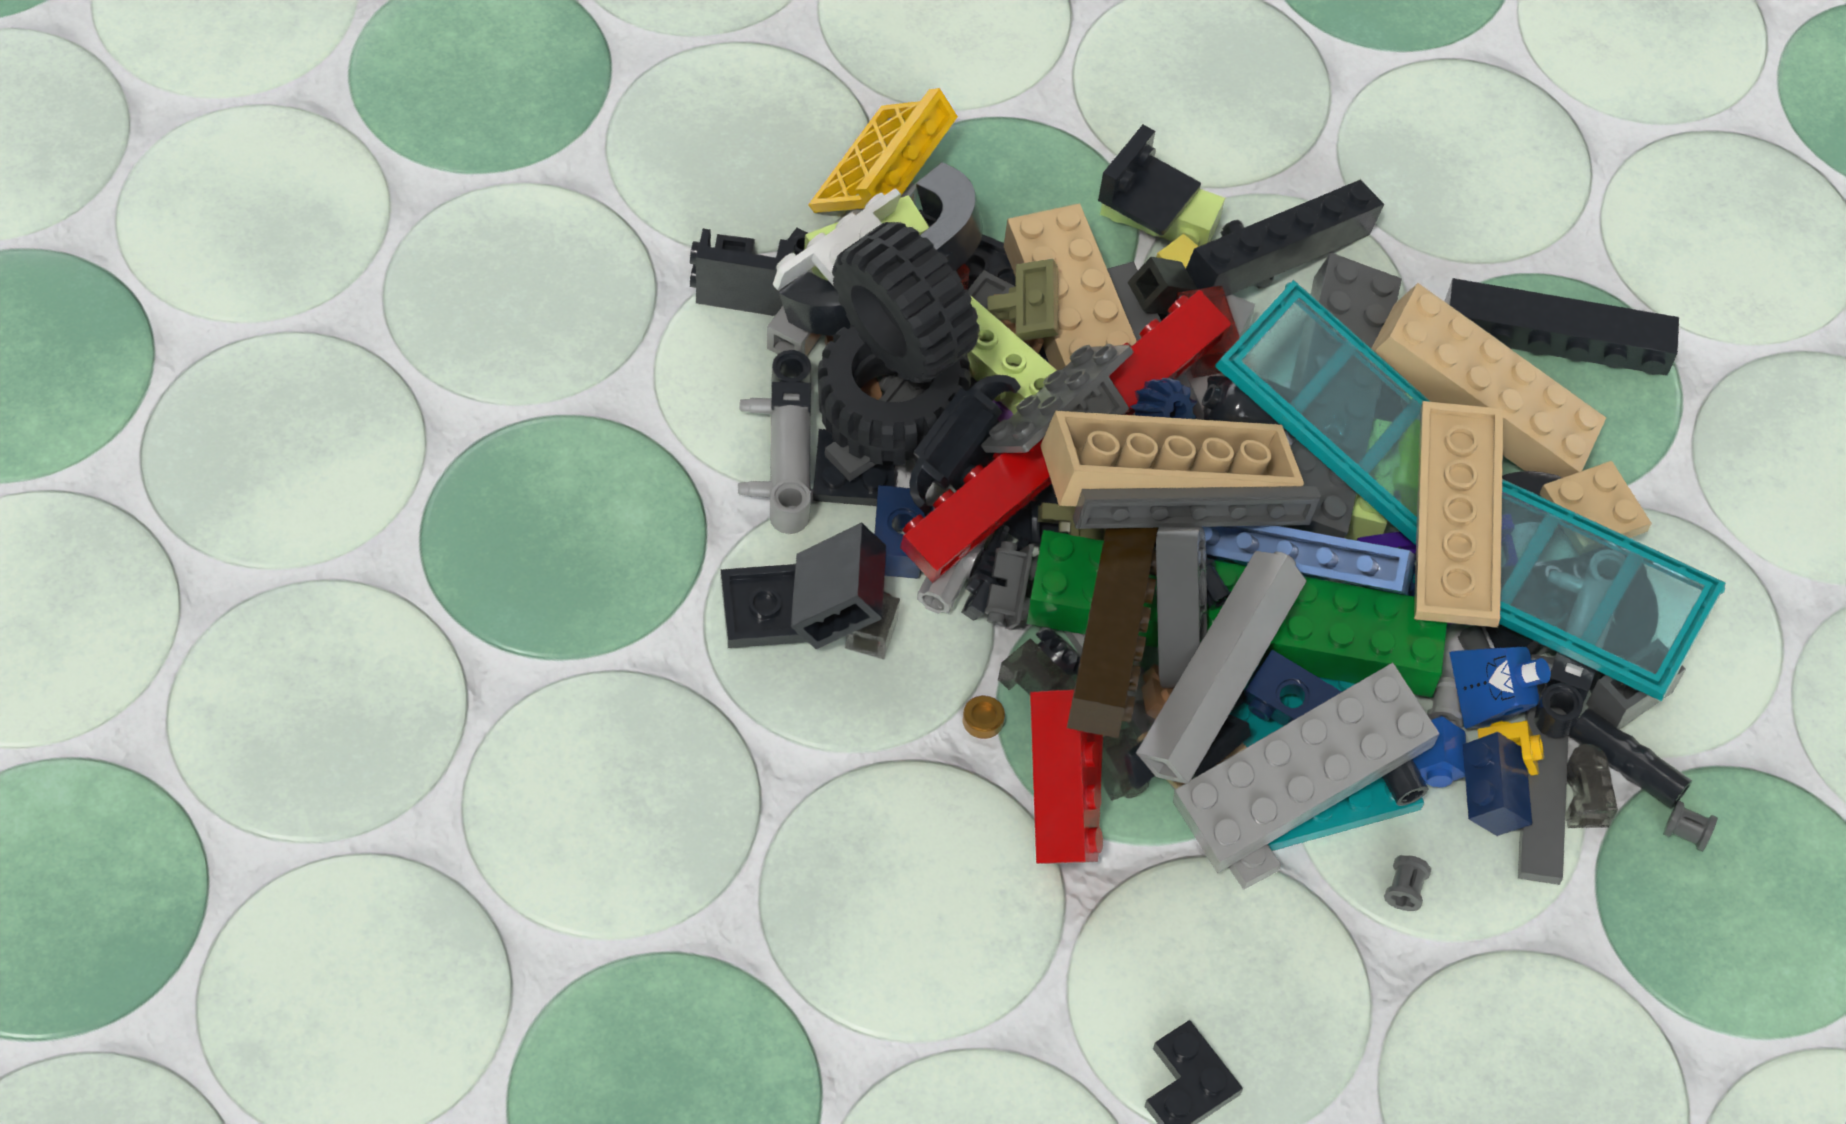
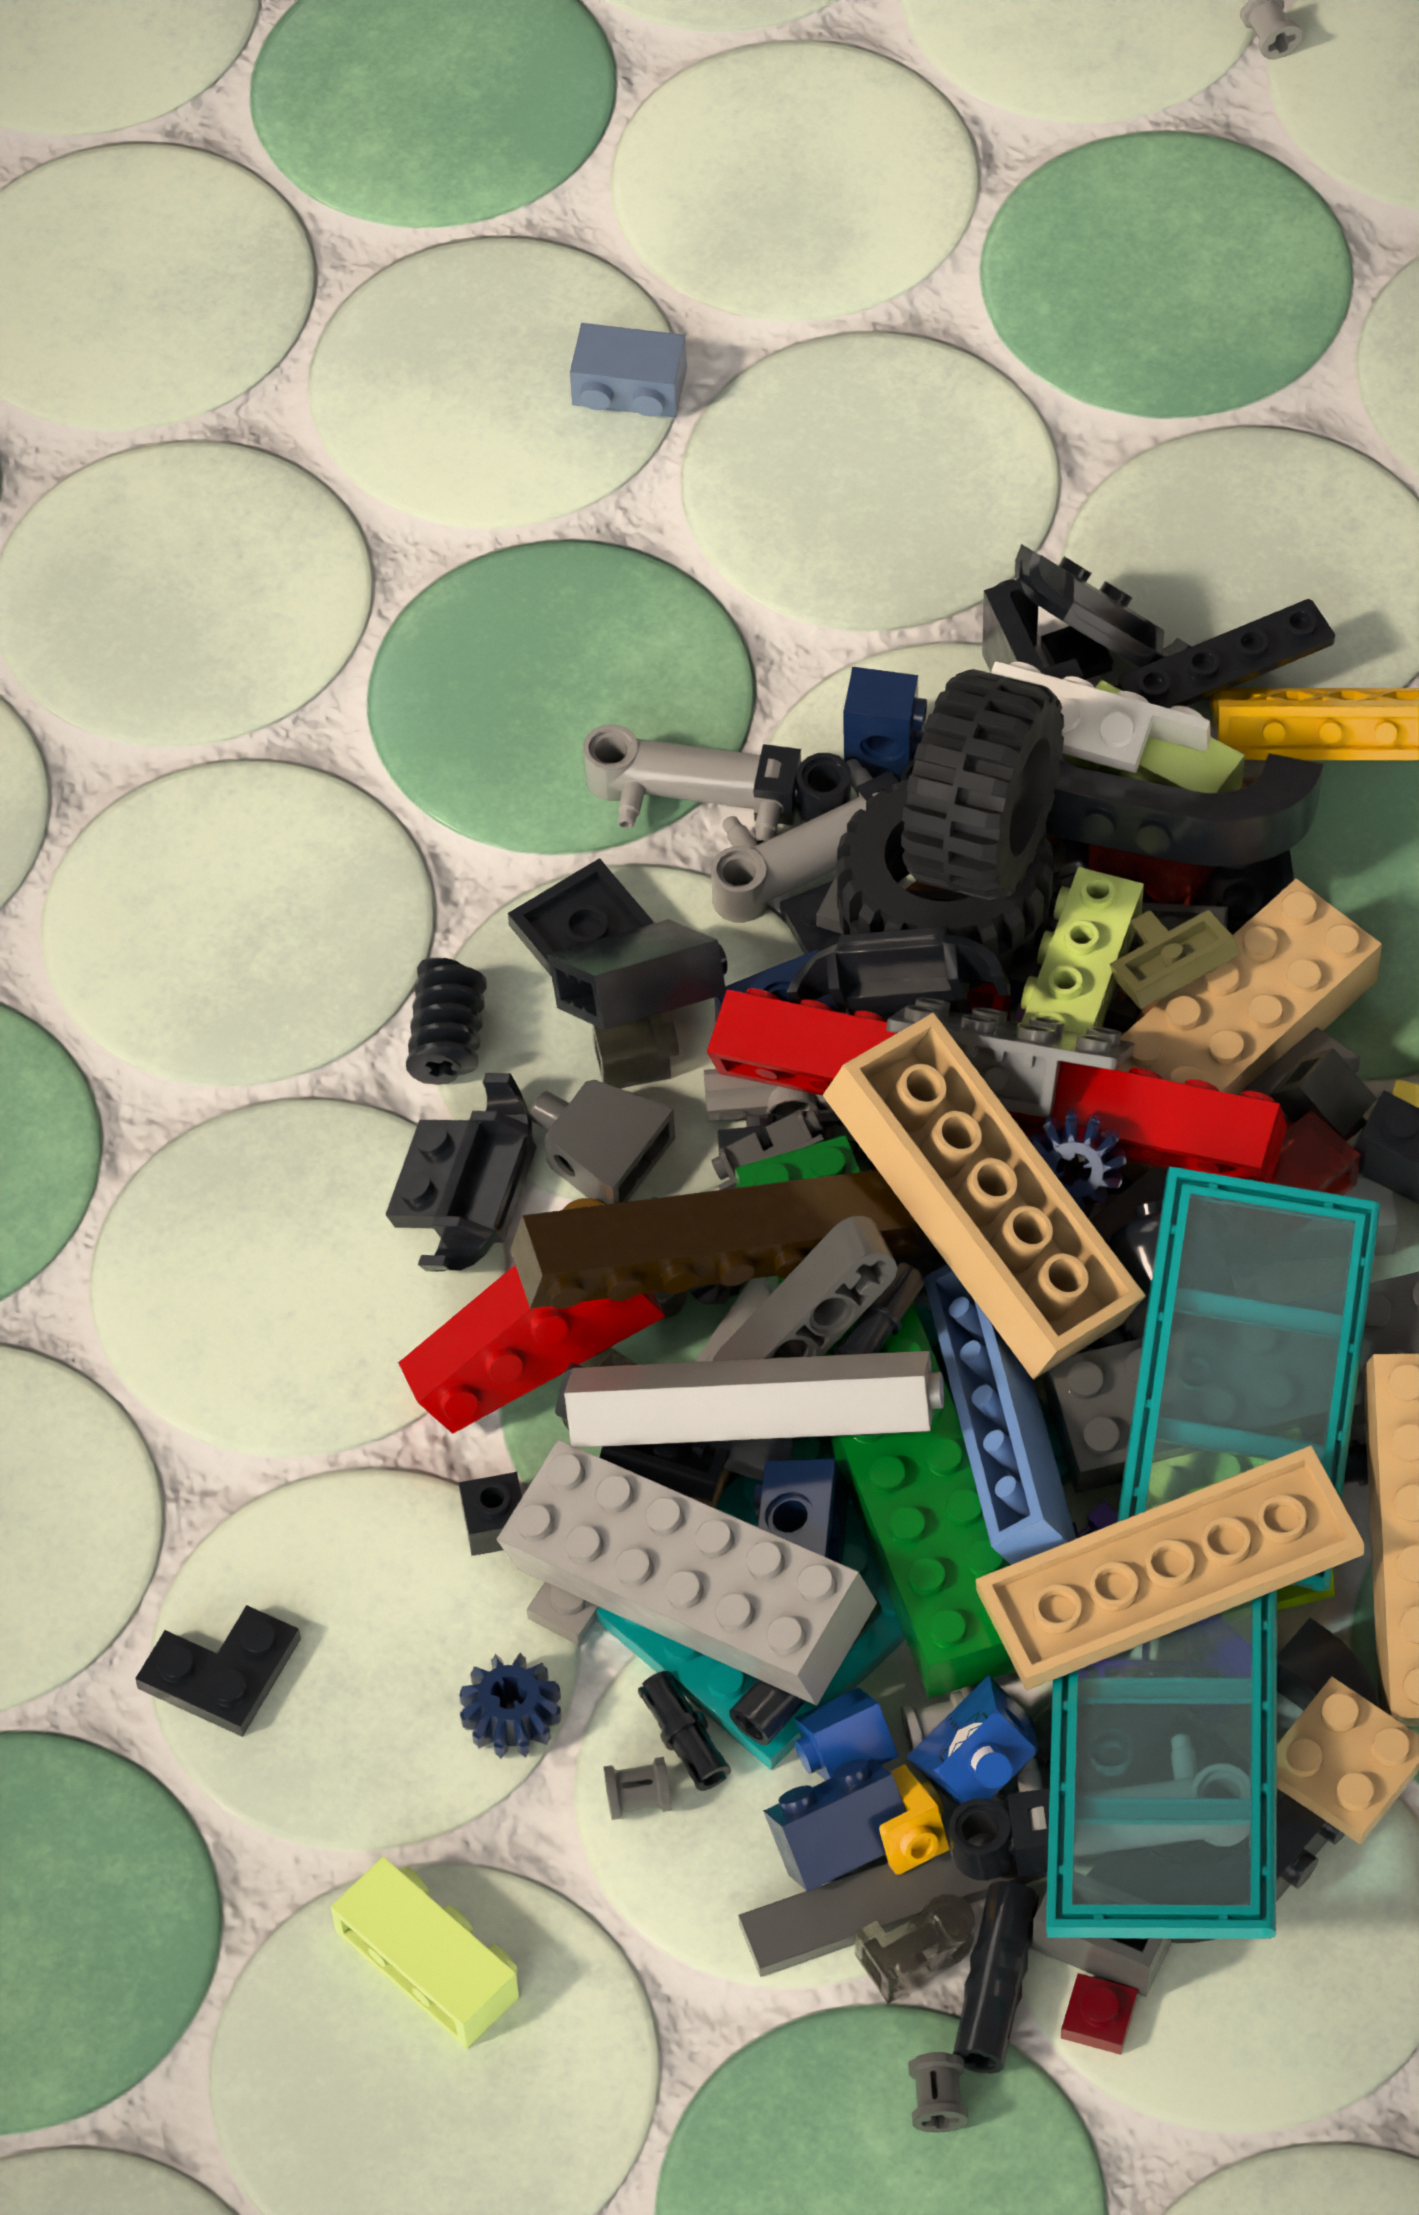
camera: 70 degrees right, 0 degrees up
(346, 367) = (628, 370): none -> sand blue brick
(725, 455) = (763, 782): none -> light grey piece
(727, 221) = (1092, 611): none -> black plate
(734, 368) = (883, 720): none -> dark blue brick
(787, 714) = (445, 1021): none -> black piece
(811, 176) = (1232, 657): none -> black bracket
(910, 762) = (466, 1177): none -> black plate
(933, 673) = (604, 1138): none -> dark grey torso
(1168, 867) = (487, 1508): none -> black plate
(1195, 507) = (941, 1253): dark grey tile -> none
(1325, 935) = (533, 1705): none -> dark blue gear
(1377, 839) = (684, 1730): none -> black pin
(1462, 1055) = (426, 1950): none -> yellowish green brick
(1672, 721) = (1099, 2013): none -> dark red plate

